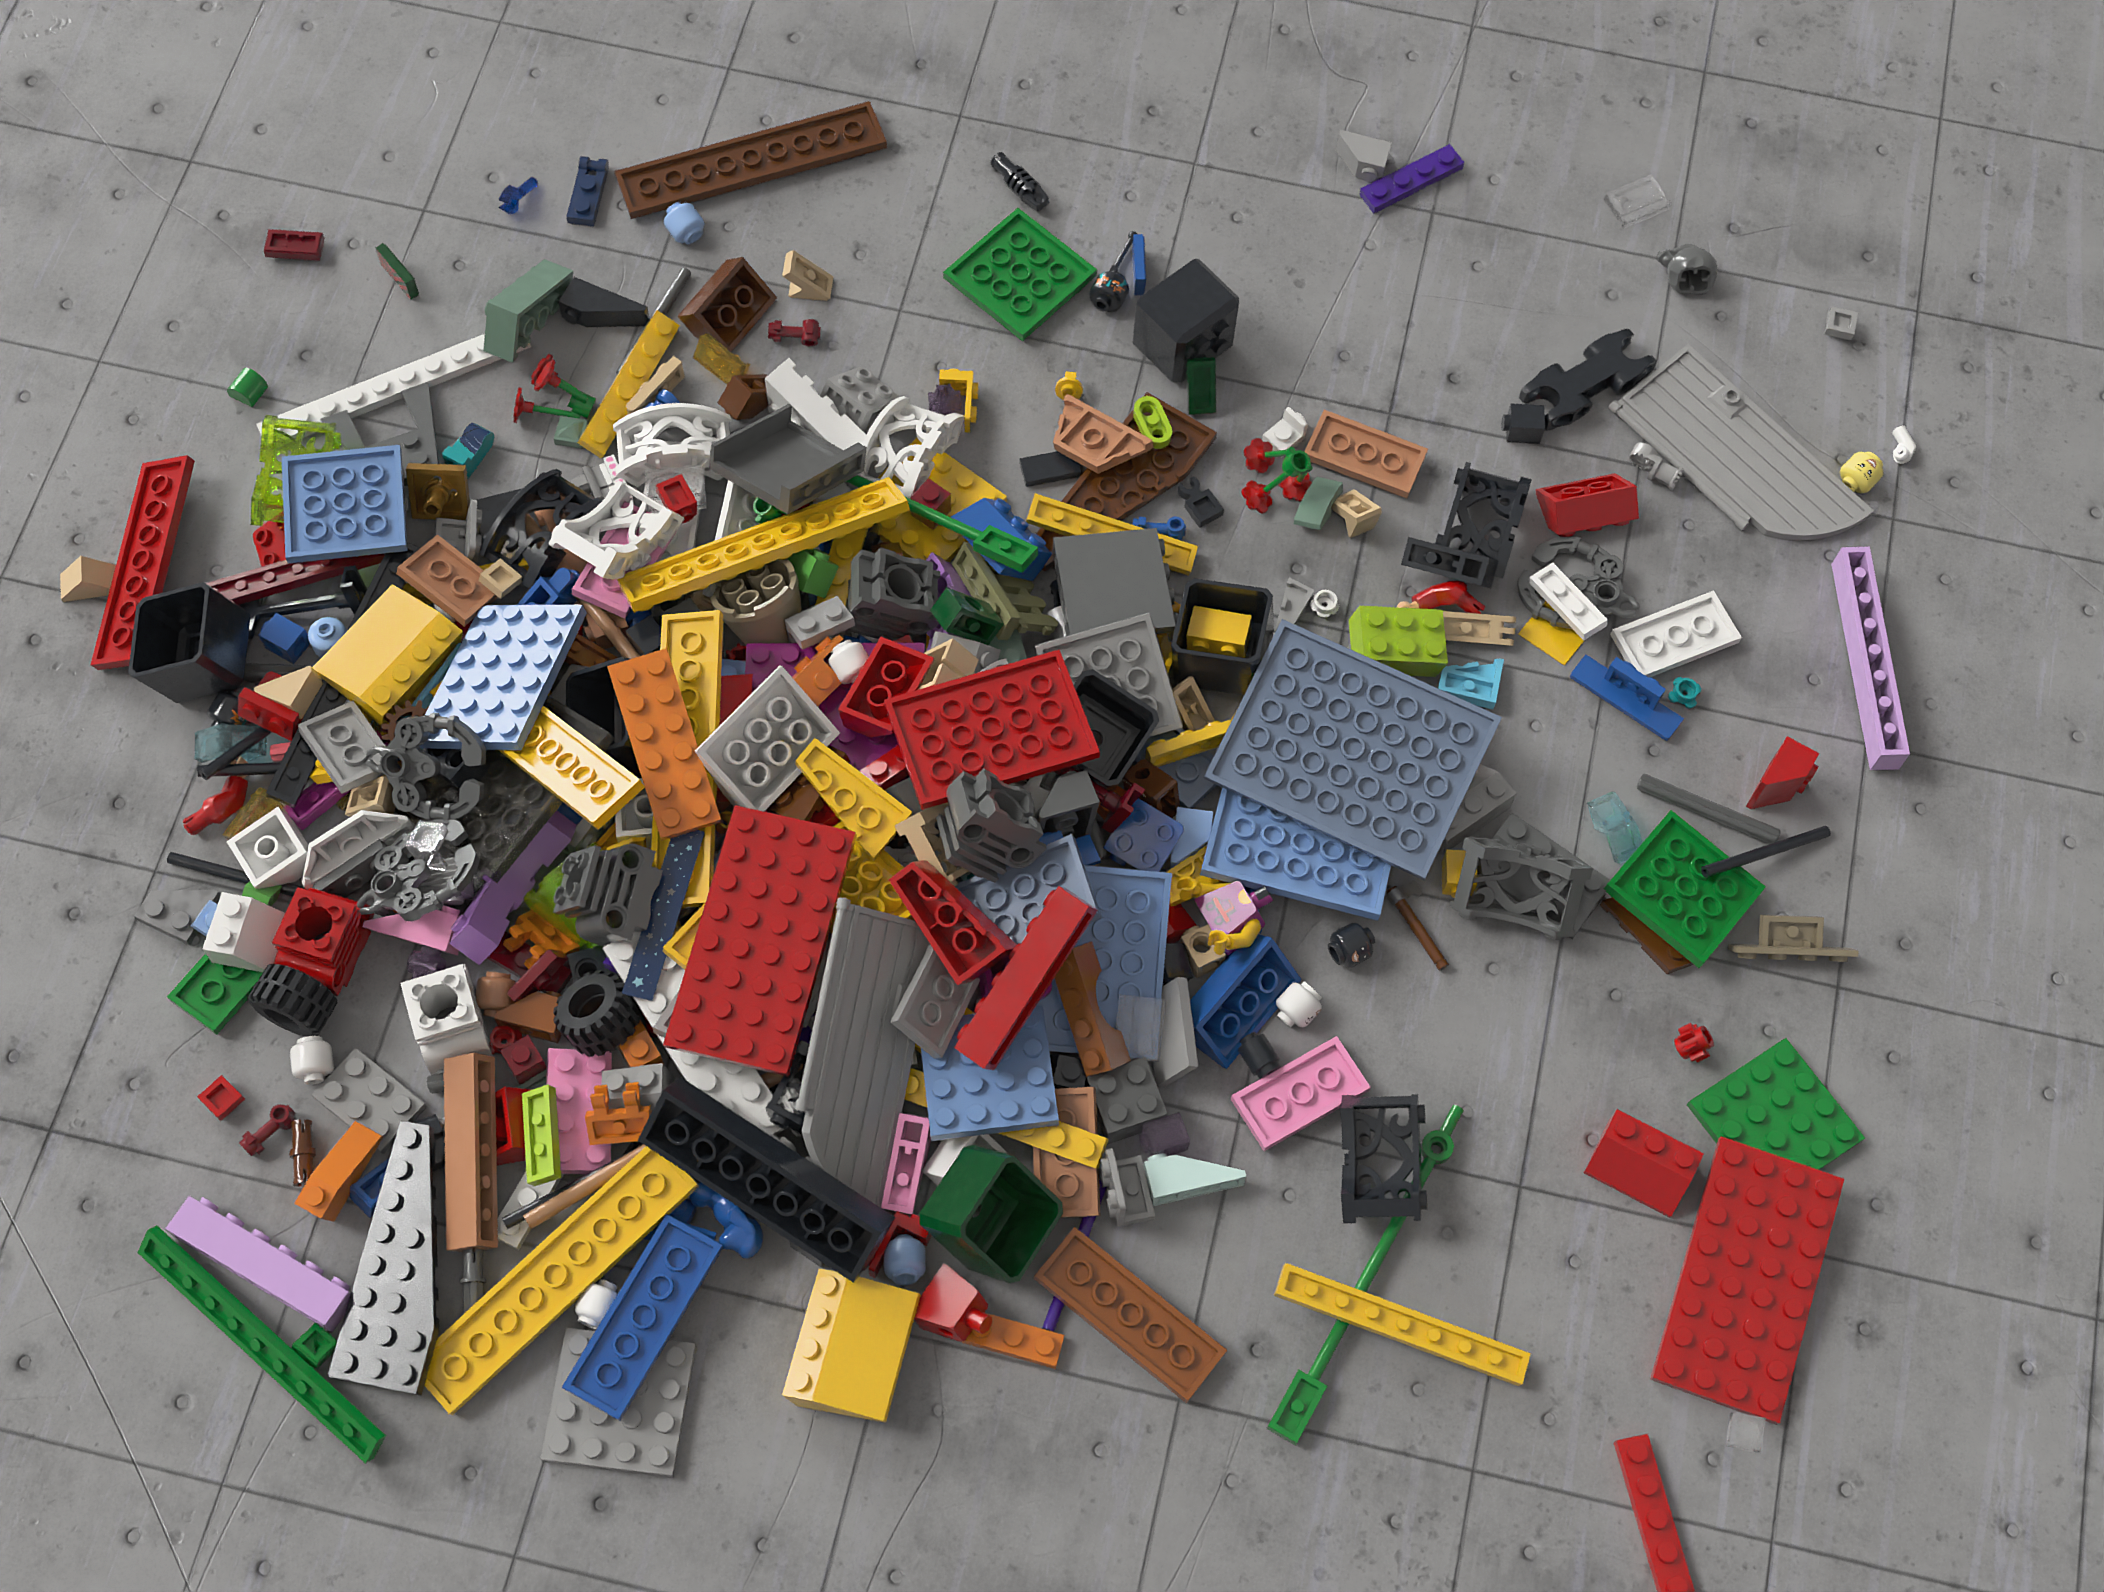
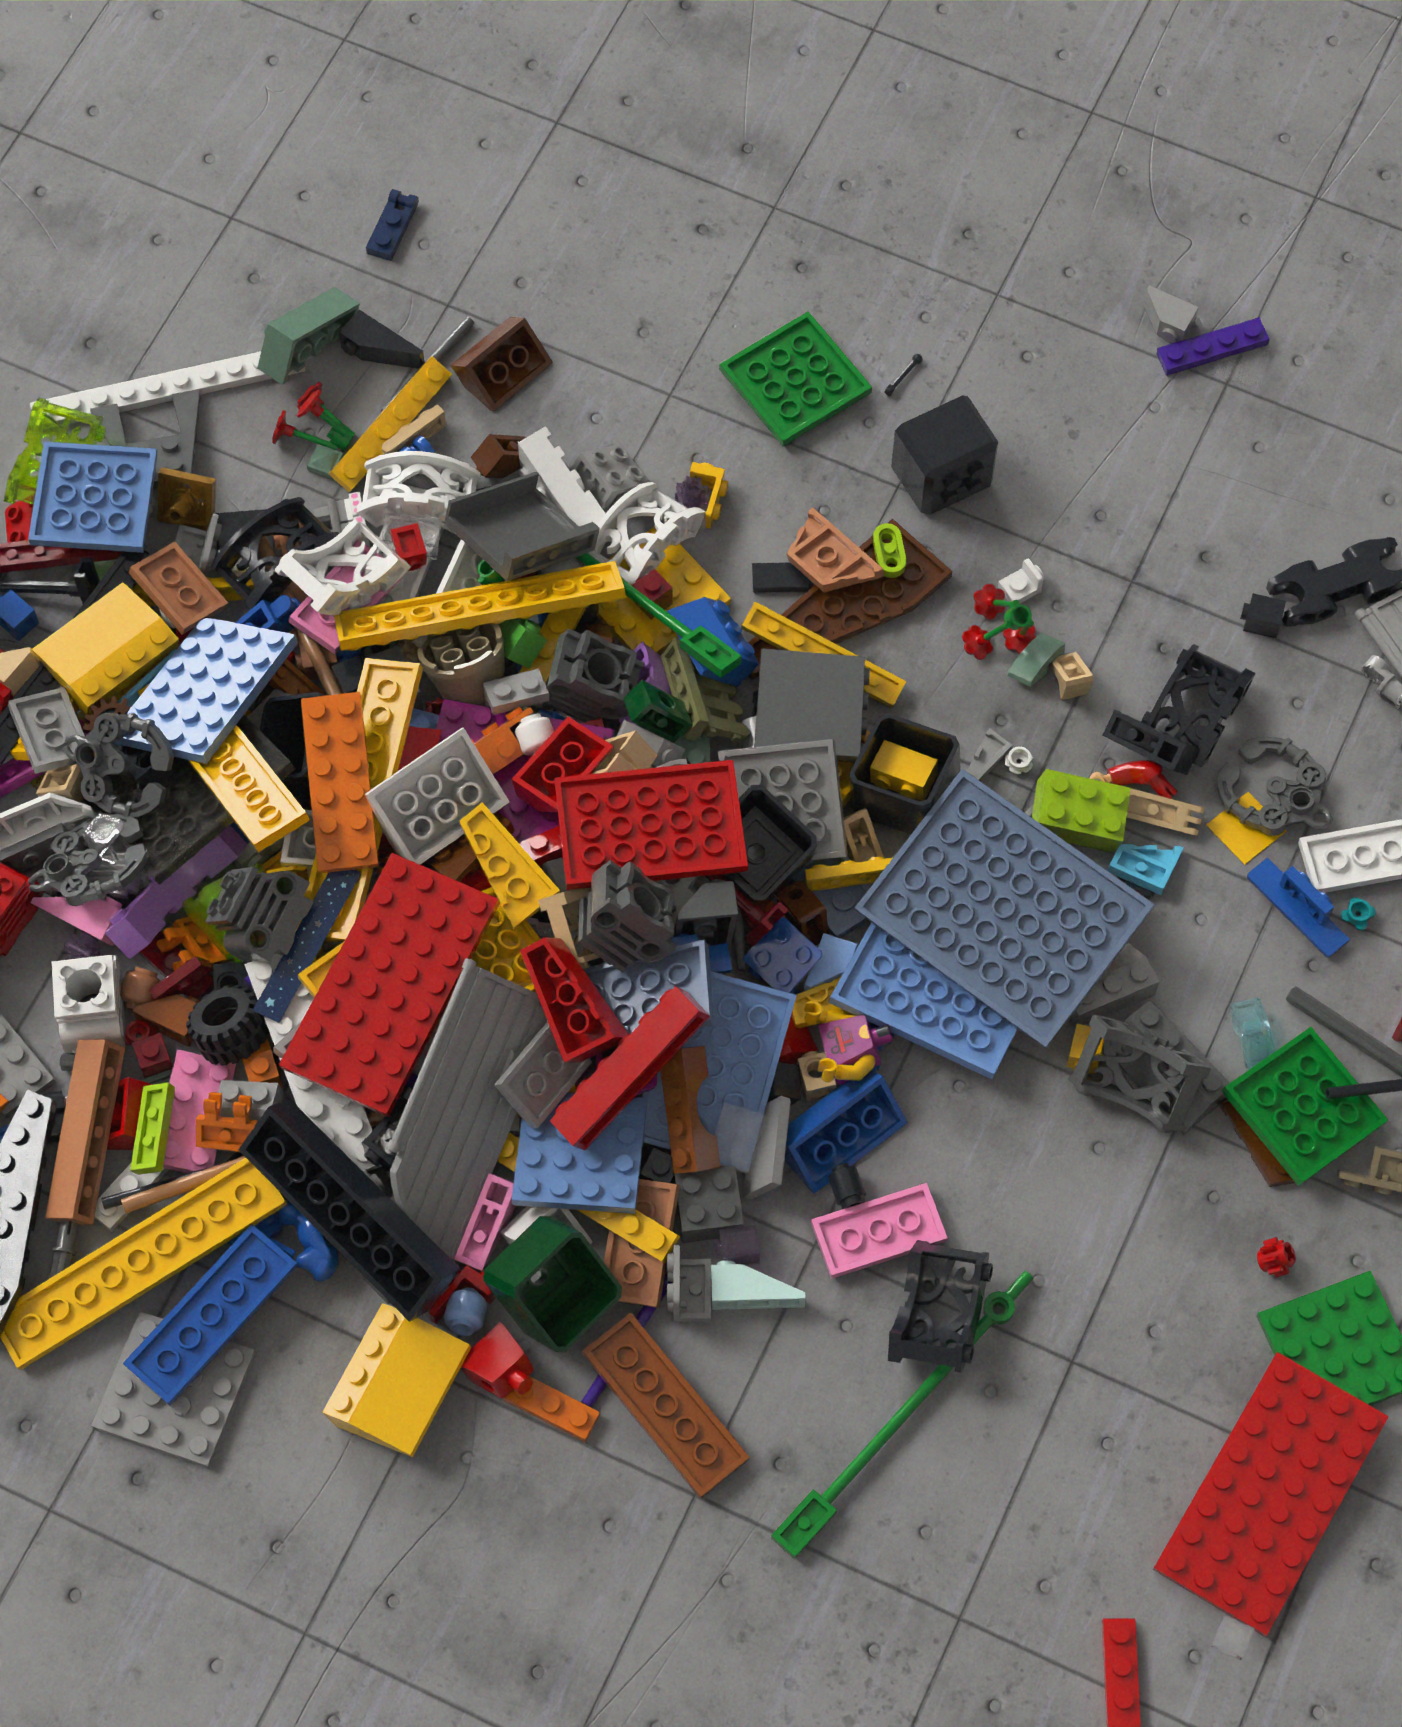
camera: 15 degrees right, 0 degrees up
(247, 387) = (29, 365): green brick -> none
(294, 244) = (100, 232): dark red plate -> none
(325, 634) = (52, 618): light blue head -> none
(397, 271) = (192, 274): dark green tile -> none
(470, 448) = (225, 462): teal leg -> none
(500, 578) = (225, 594): tan plate -> none
(512, 195) = (317, 218): clear blue bar -> none
(595, 1303) = (170, 1293): white head -> none
(684, 223) = (477, 272): light blue head -> none
(718, 359) = (482, 415): clear yellow plate -> none
(750, 159) = (557, 219): reddish brown plate -> none
(806, 278) = (584, 348): tan slope -> none
(809, 332) = (575, 403): dark red bar -> none
(1020, 182) = (817, 286): black hinge -> none
(1069, 385) = (817, 500): yellow plate -> none
(1109, 291) = (879, 411): black head -> none
(1139, 264) = (915, 388): blue tile -> none
(1173, 528) = (887, 658): blue bar -> none
(1200, 505) = (918, 640): black plate -> none
(1201, 385) = (946, 522): dark green tile -> none
(1298, 1005) = (897, 1146): white head -> none
(1351, 945) = (962, 1098): black head -> none
(1365, 453) = (1096, 618): nougat plate -> none
(1398, 897) = (1020, 1062): reddish brown piece -> none
(1402, 1324) = (922, 1467): yellow plate -> none
(1568, 601) = (1260, 802): white plate -> none
(1588, 504) = (1307, 708): red slope -> none
(1643, 1163) = (1196, 1363): red slope -> none

